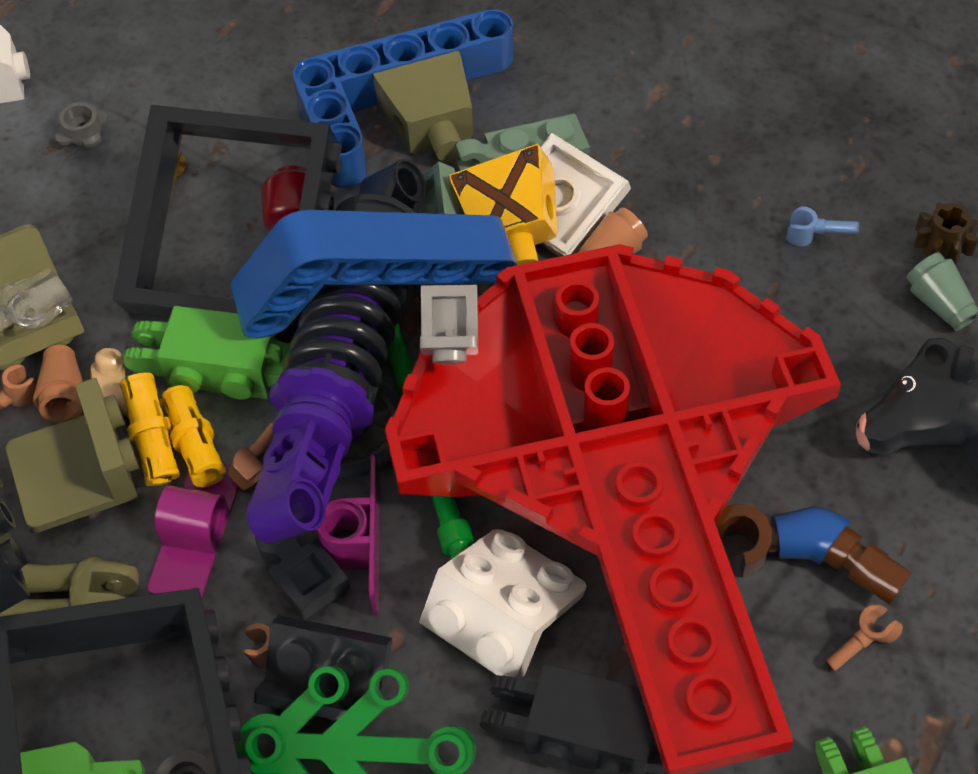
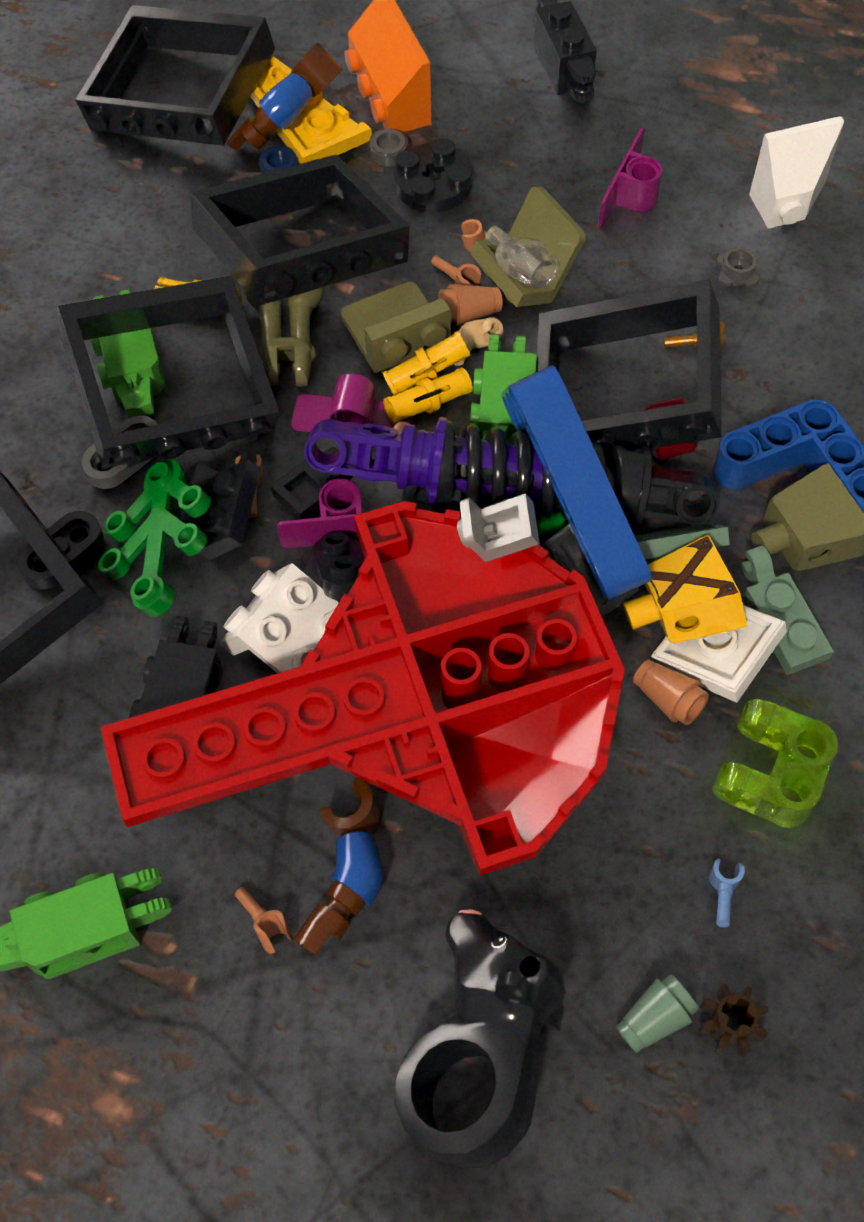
camera: 85 degrees right, 5 degrees up
(426, 539) = (337, 563): none -> black plate
(687, 150) = (762, 793): none -> clear neon green piece

